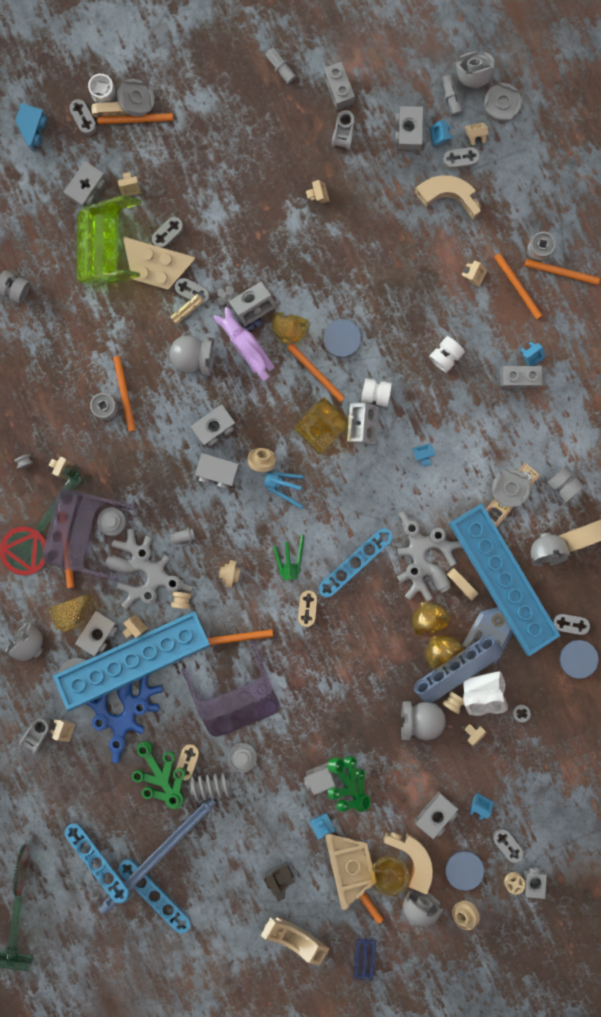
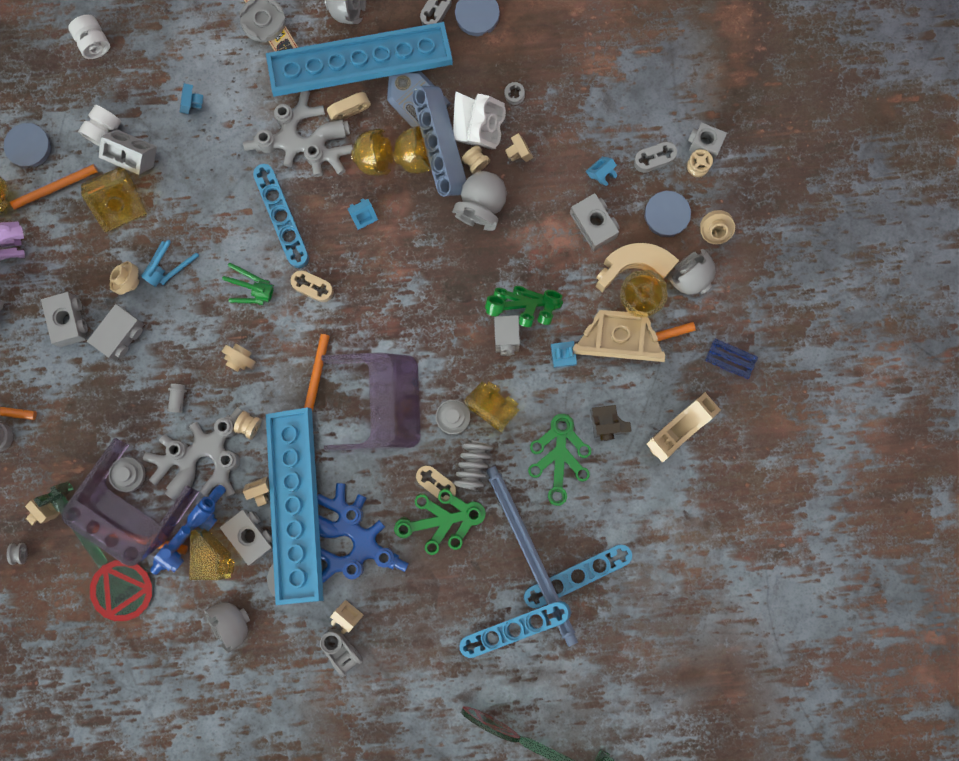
camera: 70 degrees left, 5 degrees down
(98, 594) = (201, 517): none -> blue plant
(241, 850) = (560, 455): none -> green plant
(260, 786) = (491, 406): none -> clear yellow slope
(379, 628) = (362, 213): none -> dark azure tile

